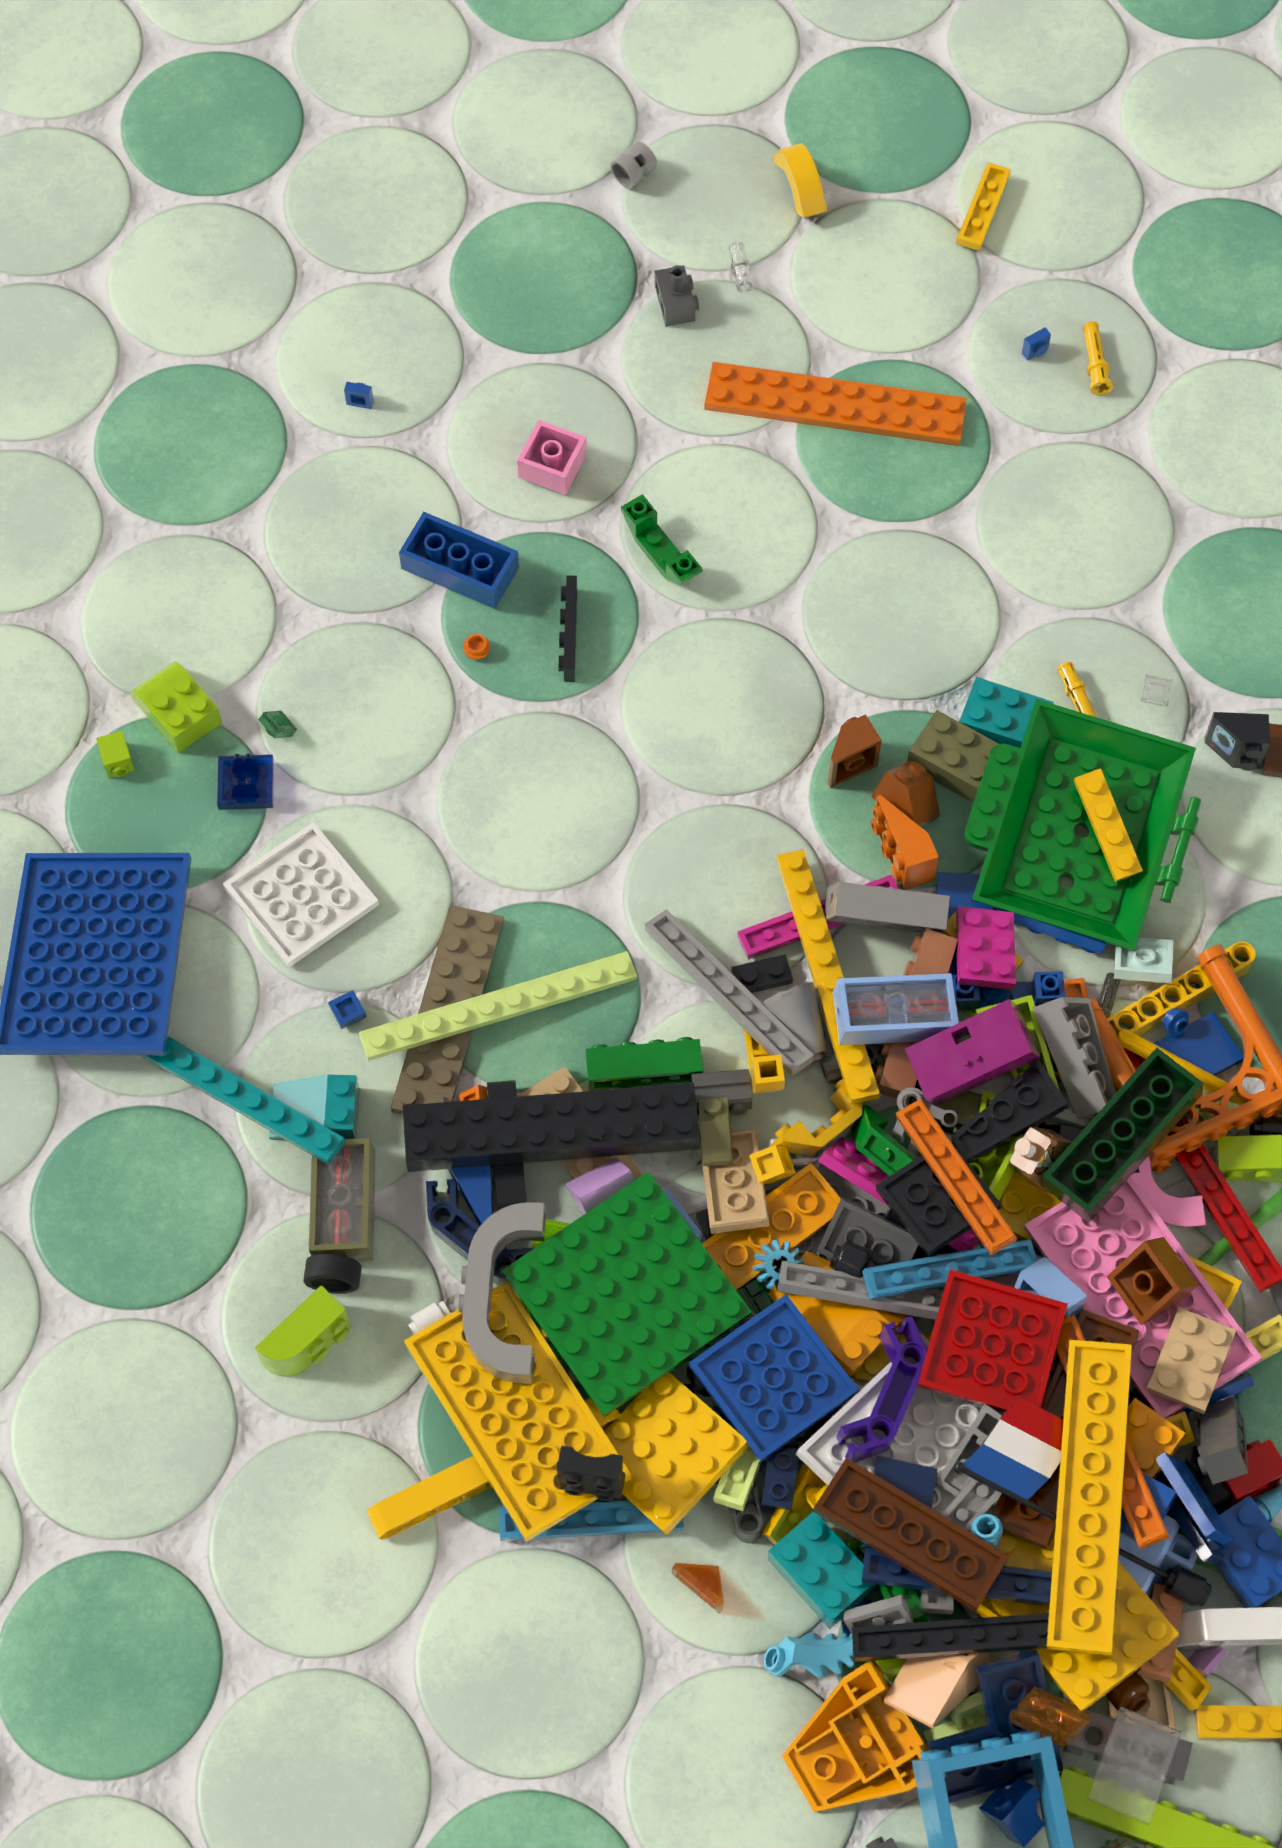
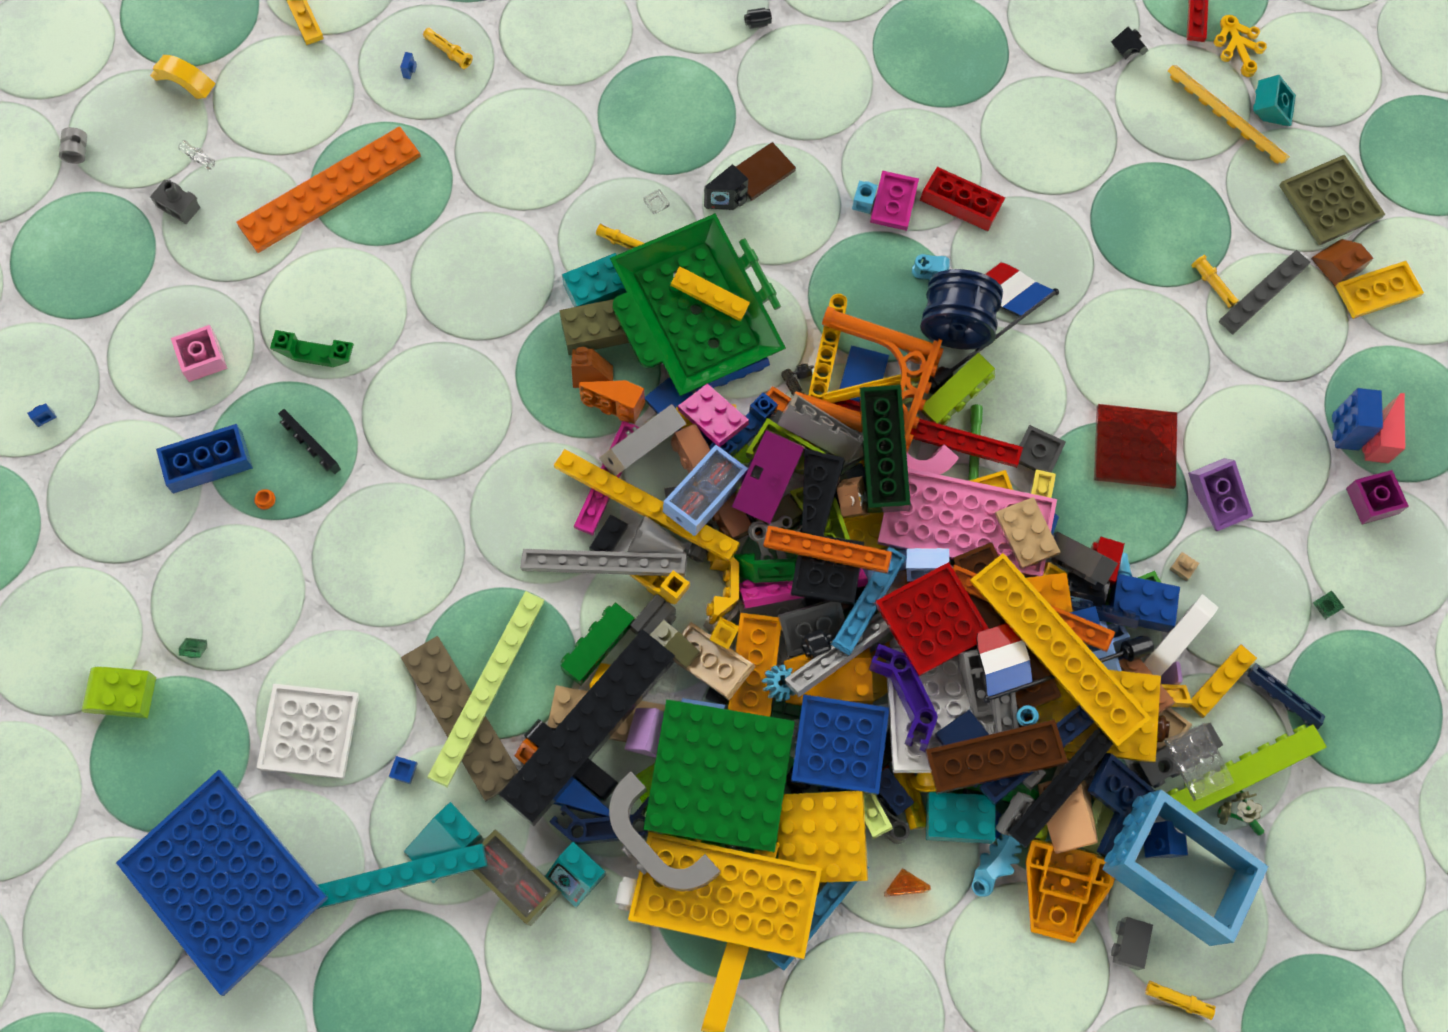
camera: 50 degrees left, 5 degrees up
(115, 754) = (110, 754): lime brick -> none
(245, 782) = (208, 697): clear blue plate -> none
(304, 1335) = (571, 971): lime brick -> none
(334, 1272) = (550, 923): black tyre -> none
(402, 1255) = (575, 874): none -> teal slope
(590, 1475) = (816, 886): black brick -> none
(854, 751) = (537, 370): dark orange slope -> none
(1049, 1716) = (1142, 779): clear orange plate -> none
(1131, 991) = (803, 371): none -> black plate
(1149, 962) = (798, 349): light aqua plate -> none
(1152, 1280) = (970, 510): dark orange slope -> none
(1175, 1021) = (841, 366): blue plate -> none
(1194, 1499) = (1103, 601): blue tile -> none

